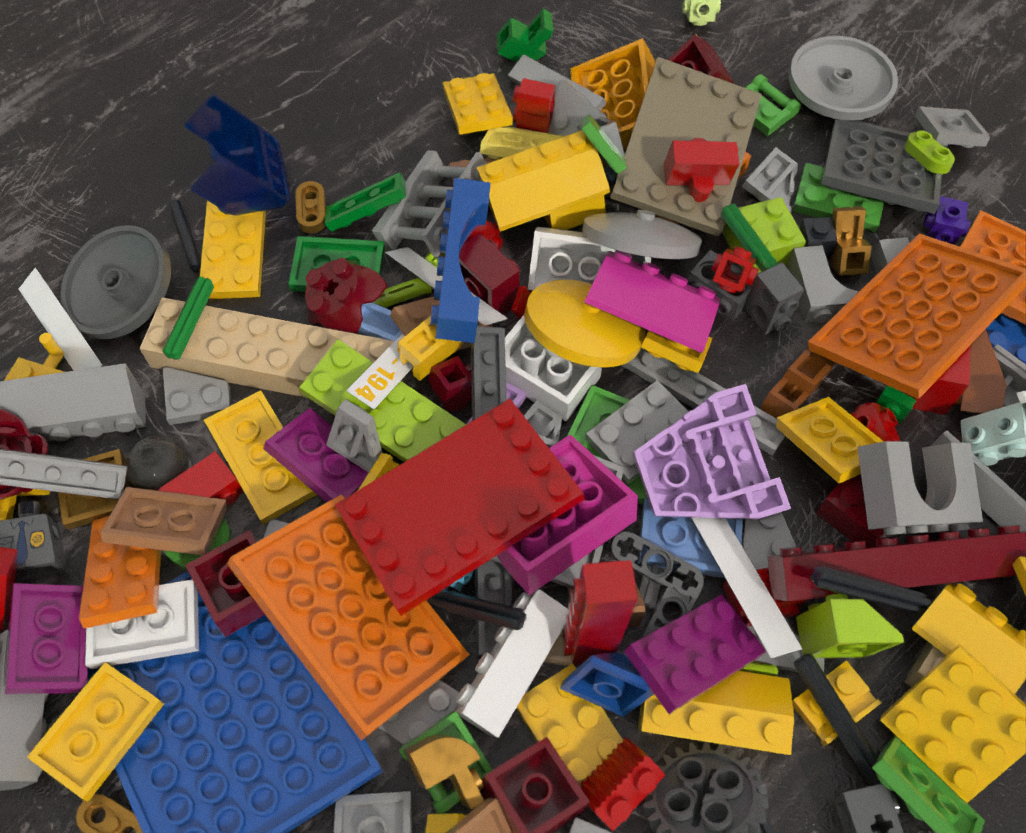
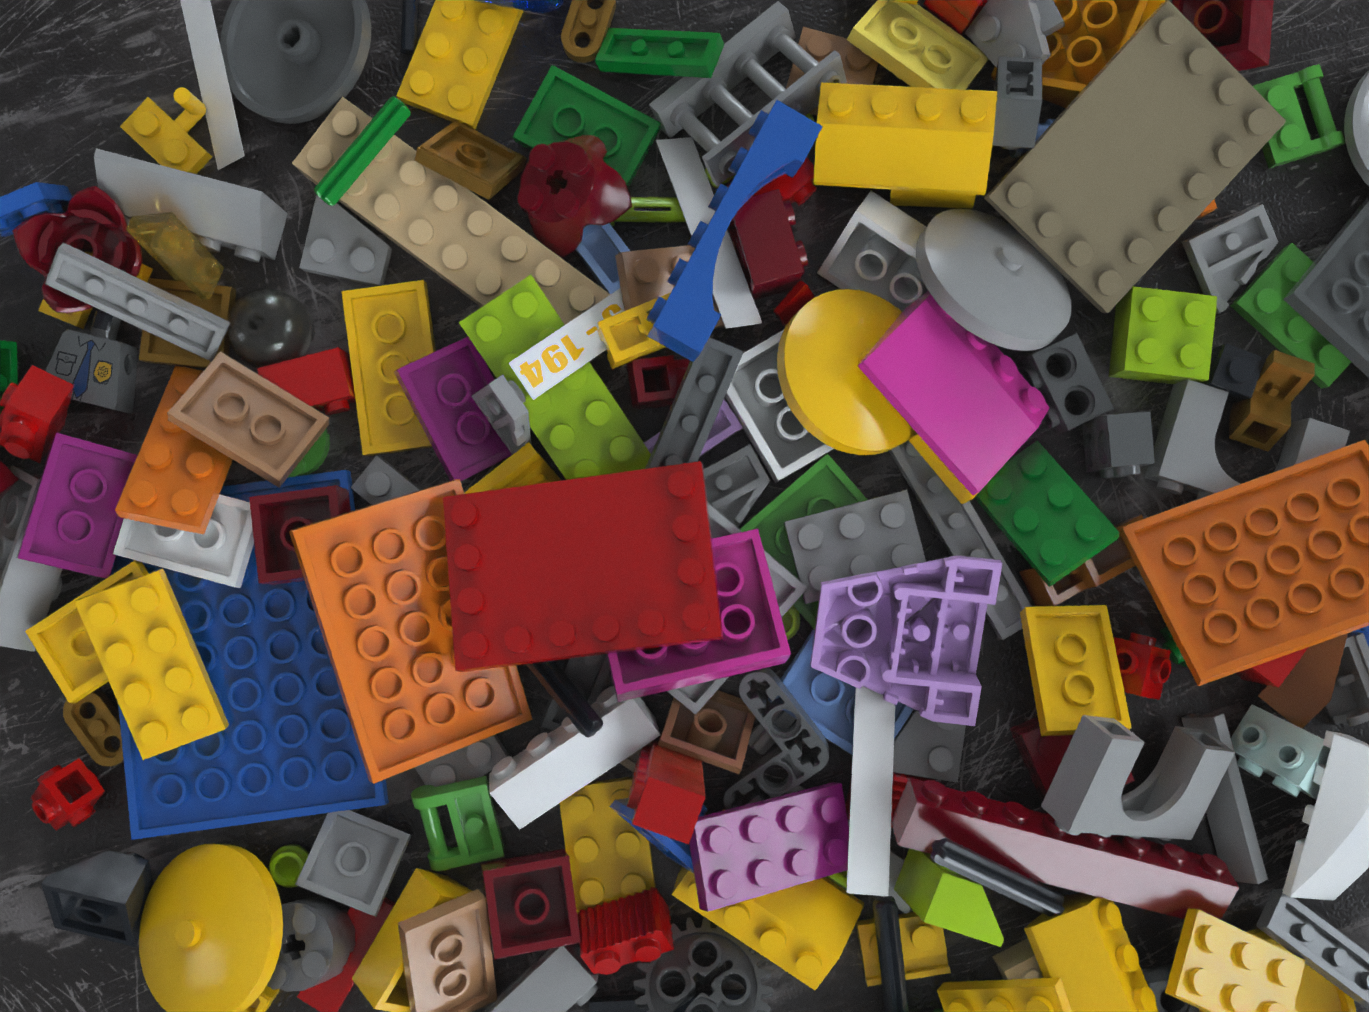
camera: 30 degrees right, 25 degrees up
(71, 432) = (177, 251): none -> clear yellow bracket
(145, 734) = (152, 663): none -> yellow plate
(265, 304) = (470, 159): none -> pearl gold plate
(446, 757) = (448, 830): pearl gold brick -> none
(603, 144) = (1006, 129): bright green tile -> none
(701, 165) = (1127, 213): red piece -> none
(726, 277) = (1084, 390): red brick -> none
(748, 237) = (1131, 350): green axle -> none
(754, 359) = (1045, 514): none -> green plate

